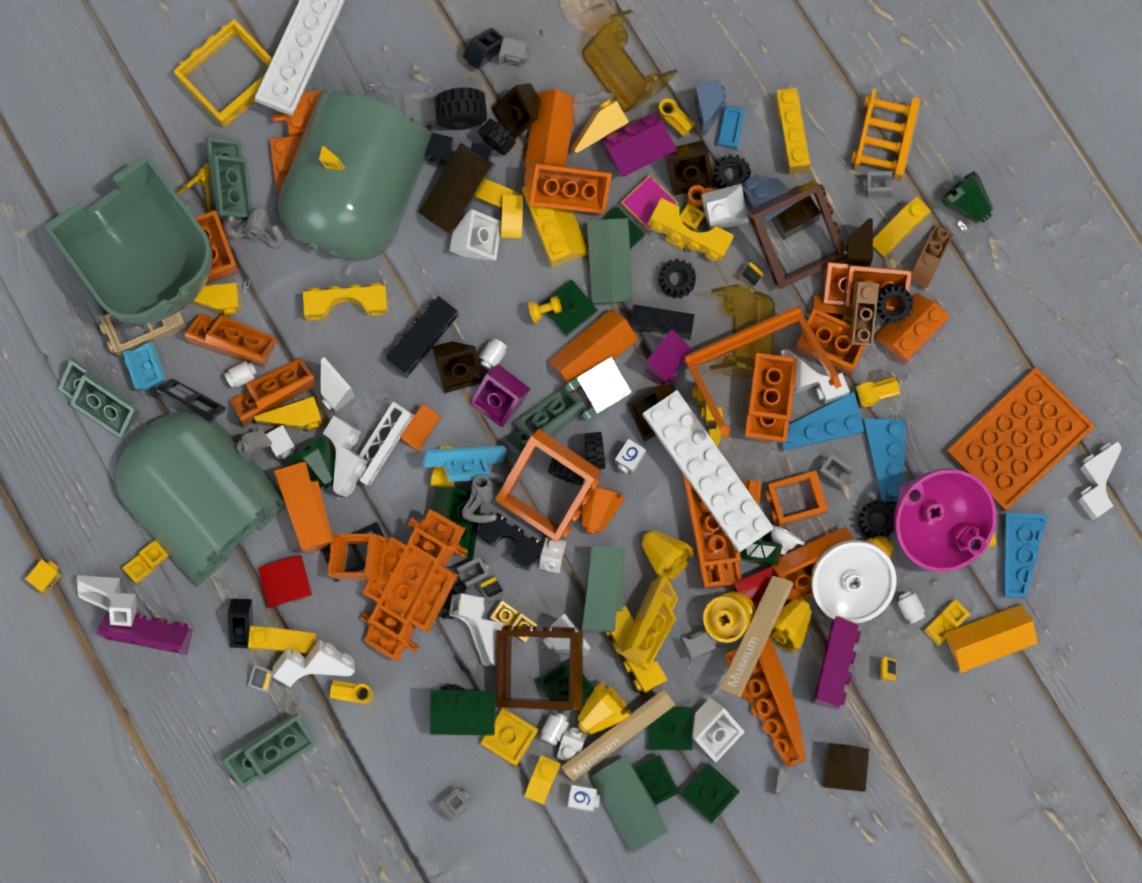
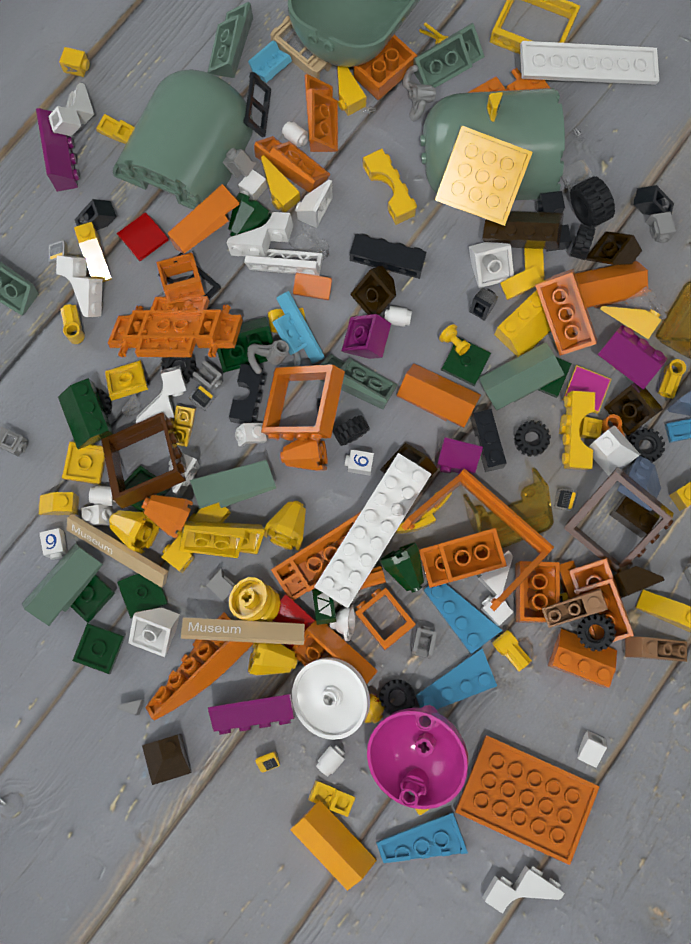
camera: 65 degrees right, 0 degrees up
(393, 204) = (483, 175): none -> yellow plate
(440, 658) = (126, 380): none -> yellow tile
(517, 262) = (483, 303): none -> black slope
(601, 385) = (410, 415): flag -> none
(607, 663) = (167, 512): none -> orange cone
(754, 456) = (405, 567): none -> dark green cone
(999, 358) = (592, 749): none -> white brick

